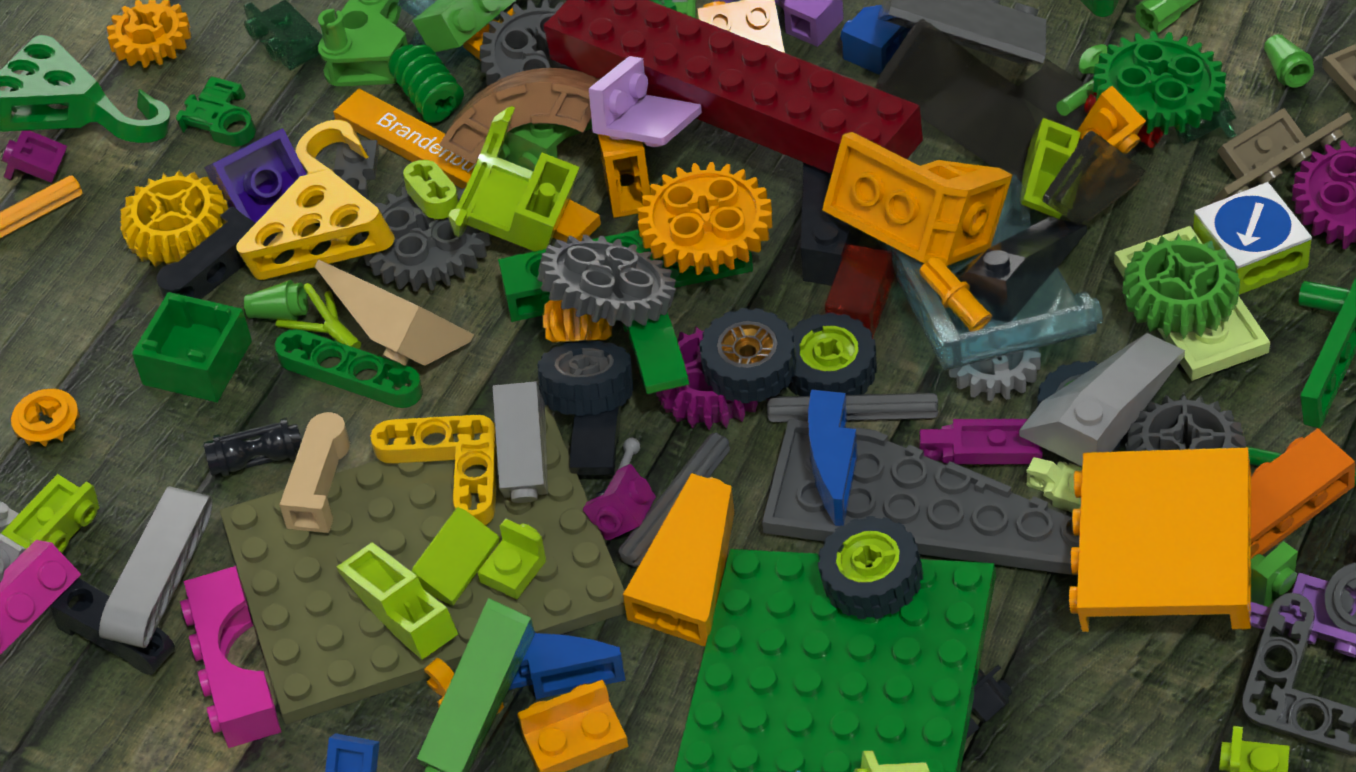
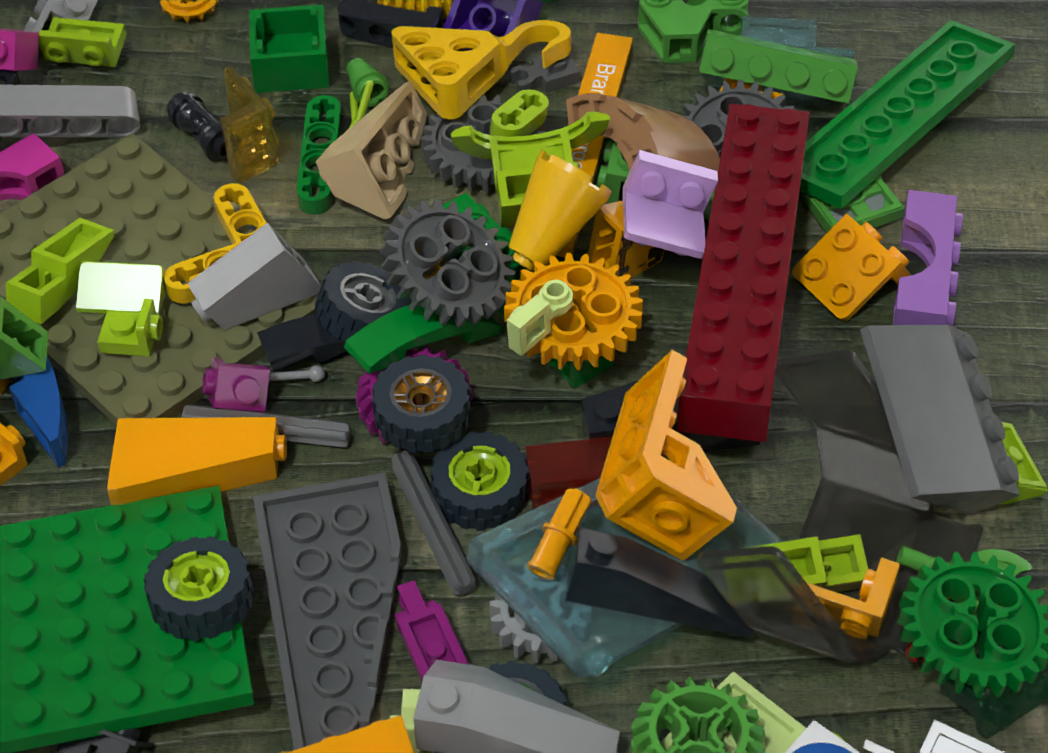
camera: 60 degrees right, 0 degrees up
(283, 391) = (247, 129): none -> clear yellow bracket
(306, 492) = (174, 166): tan leg -> none
(426, 81) = (658, 72): green piece -> none
(596, 182) = (553, 209): none -> yellow cone
(724, 239) = (533, 321): none -> yellowish green plate
(832, 451) = (336, 513): blue slope -> none

